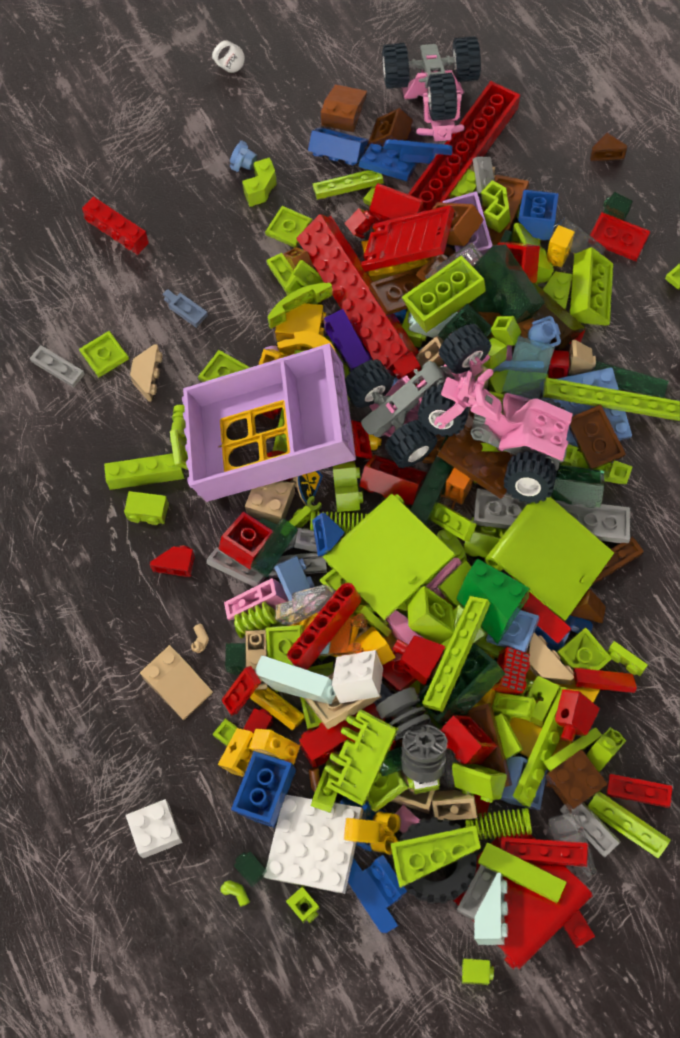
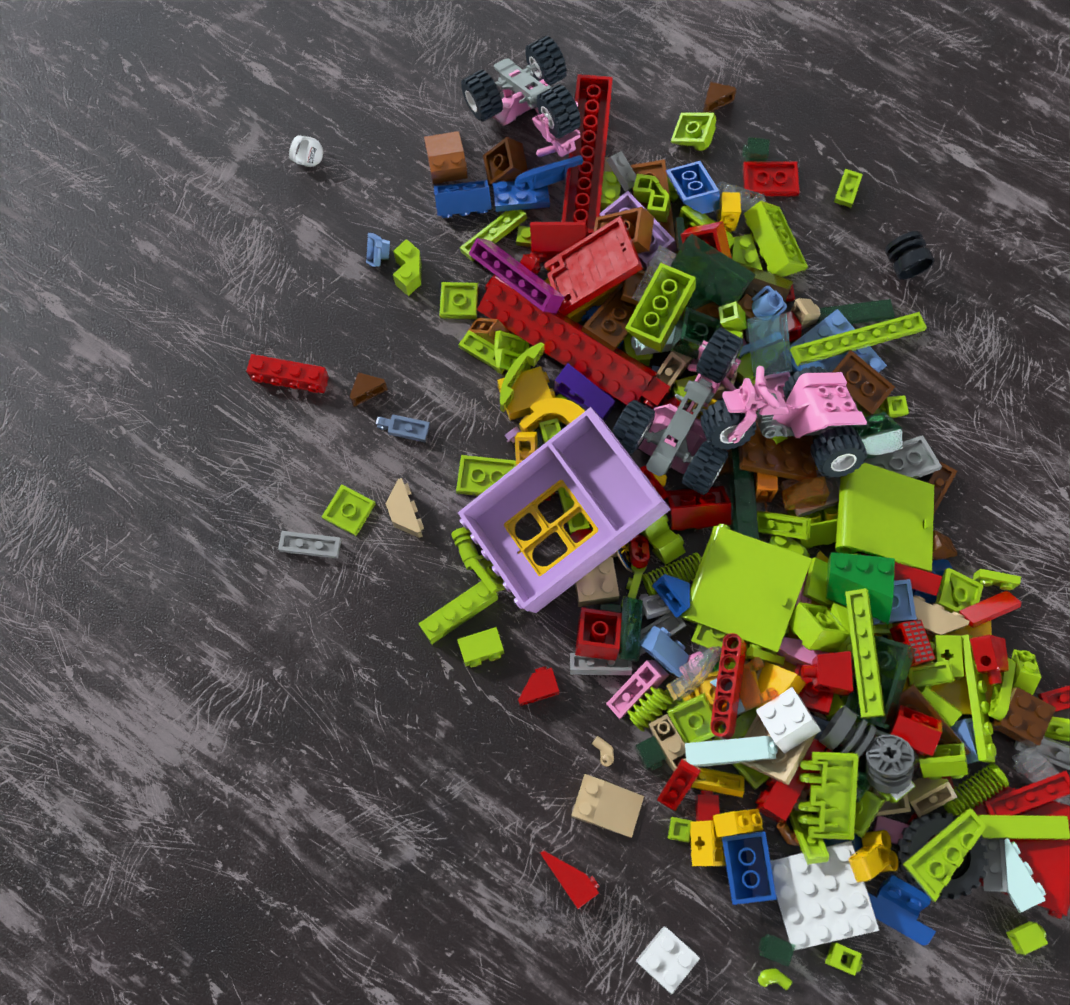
camera: 30 degrees left, 5 degrees up
(114, 732) = (575, 883): none -> red slope
(171, 263) = (366, 388): none -> reddish brown slope
(322, 492) = (642, 551): none -> red beam
(341, 222) = (516, 275): none -> magenta brick
(488, 505) = (806, 493): none -> clear orange slope
(572, 168) = (695, 130): none -> lime slope

